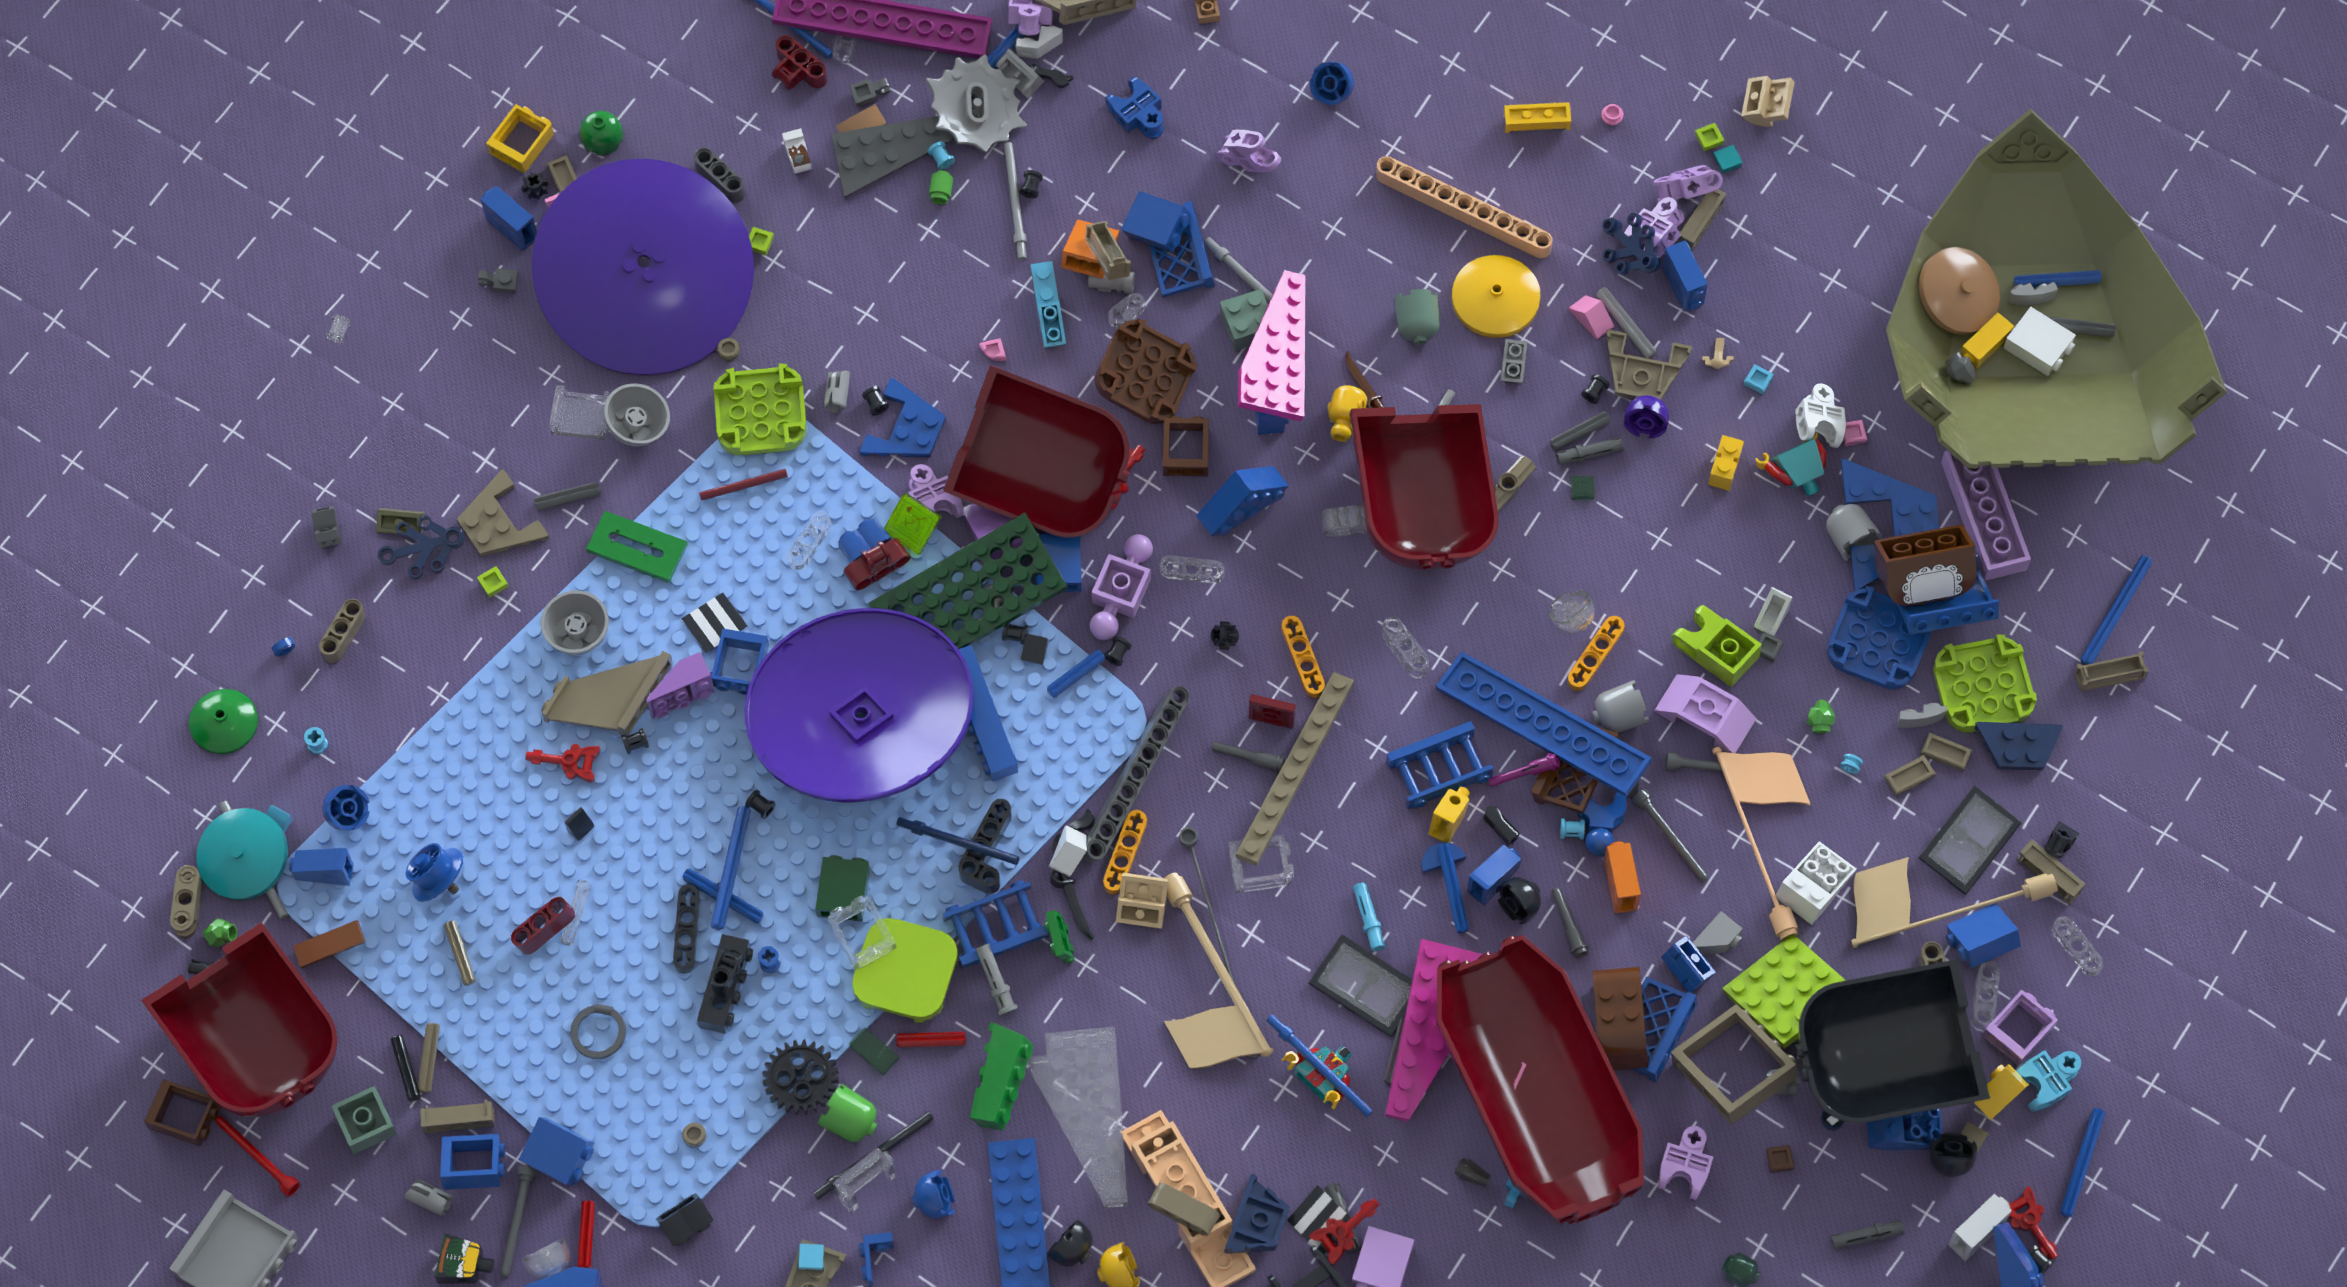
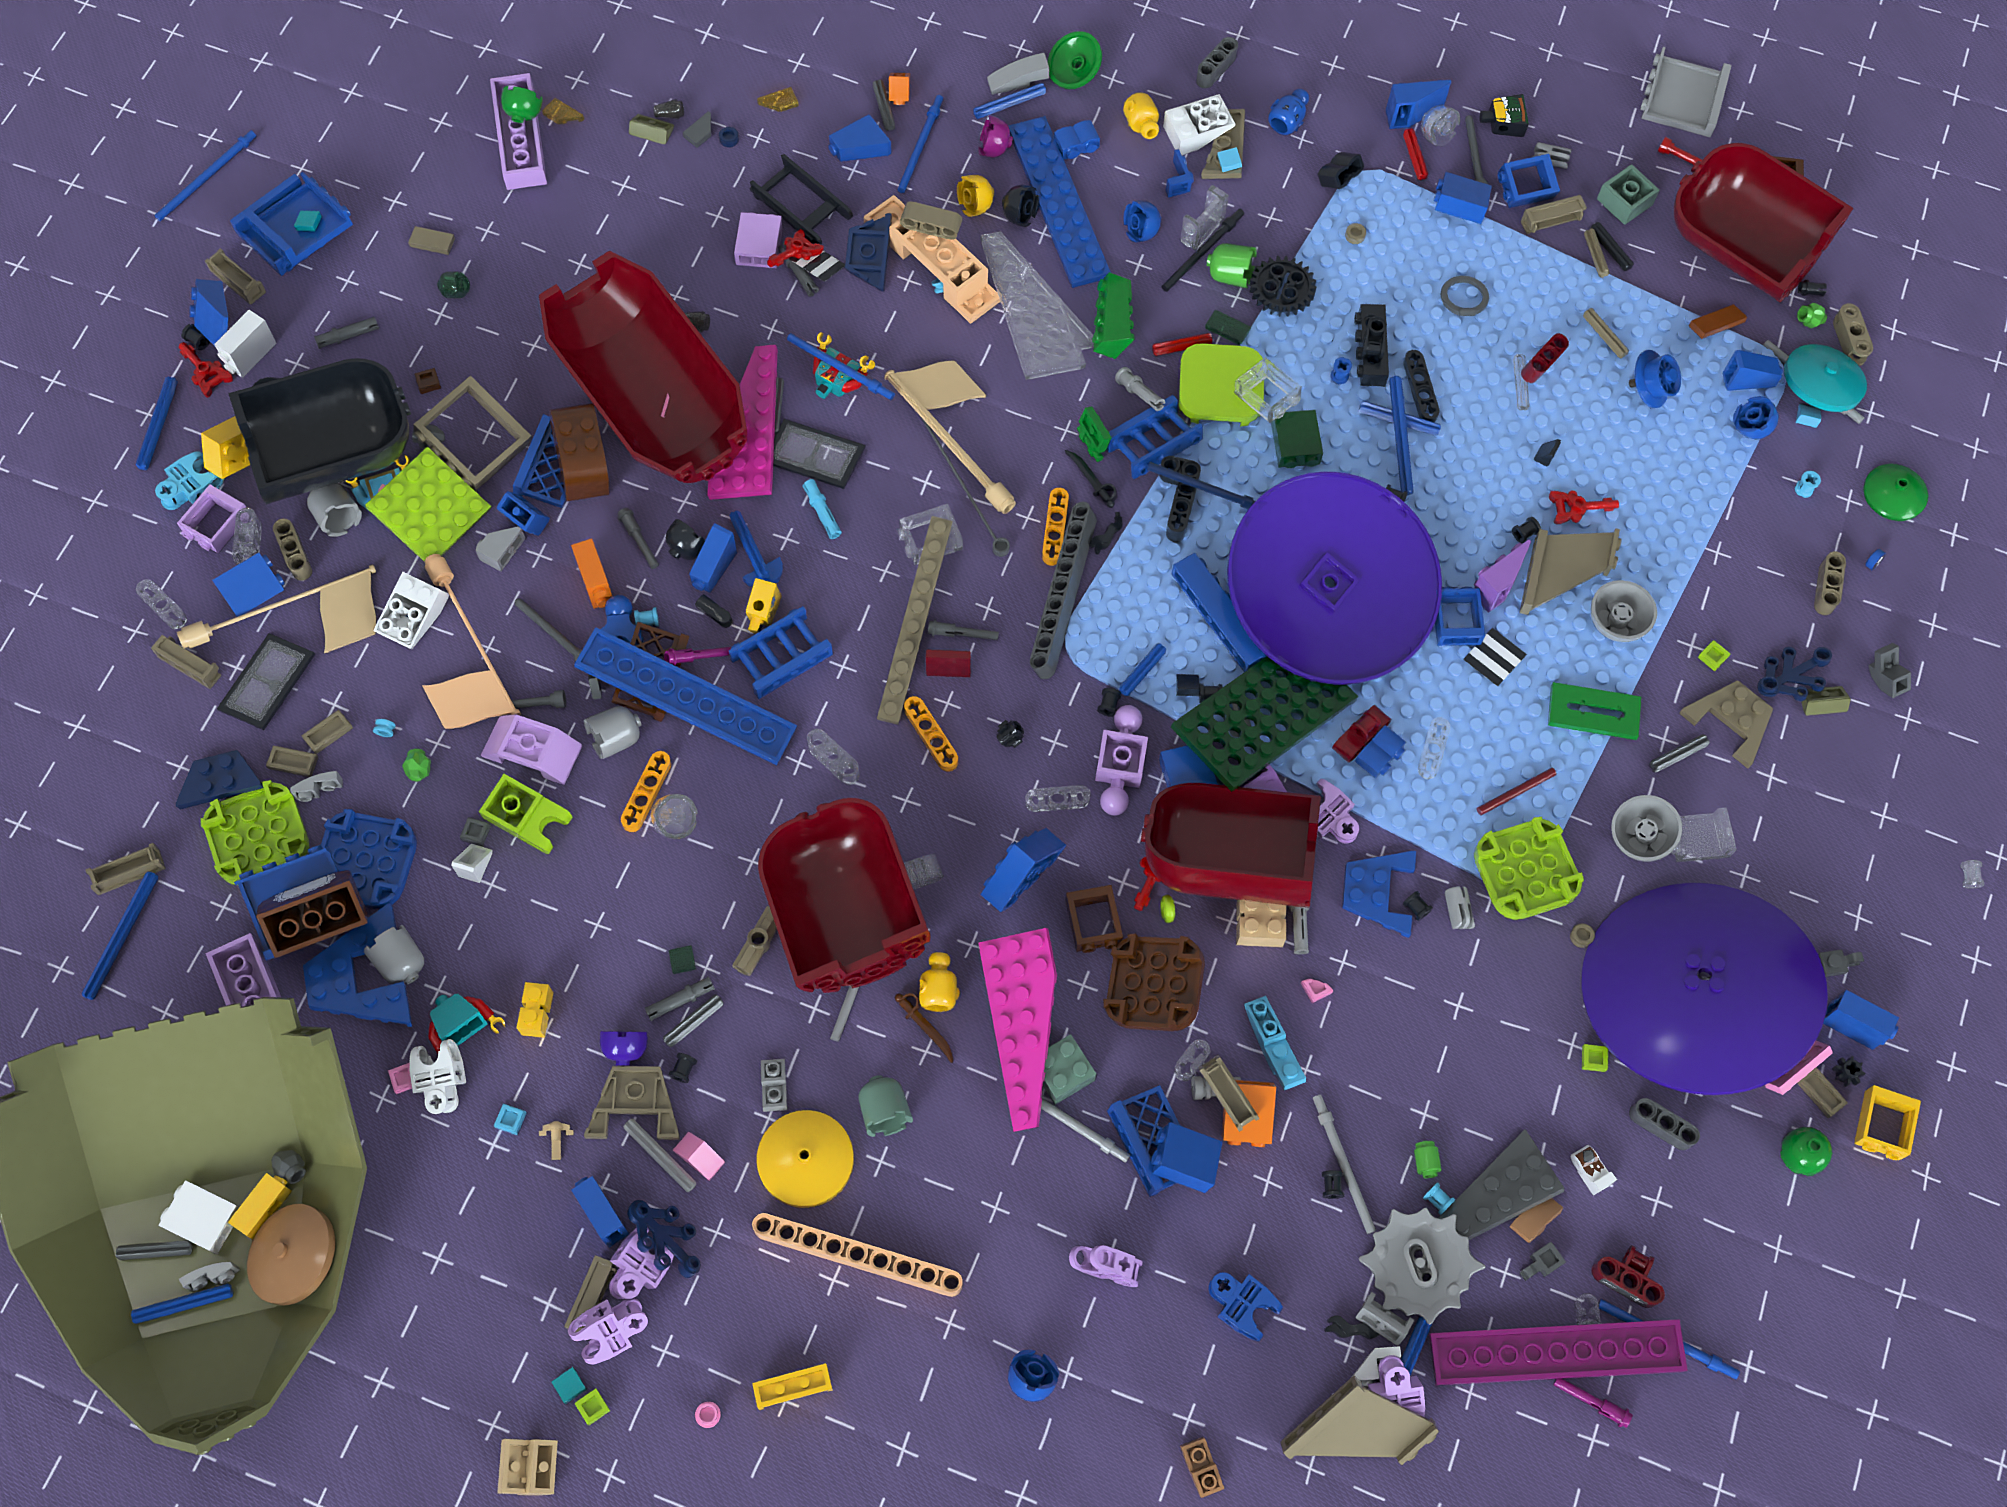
camera: 165 degrees right, 0 degrees up
(912, 523) = (1341, 775): clear neon green tile -> none
(1069, 851) = (1105, 510): white slope -> none
(1142, 900) = (1028, 478): tan brick -> none
(1686, 1161) = (508, 360): lavender piece -> none
(2060, 840) = (175, 688): black piece -> none

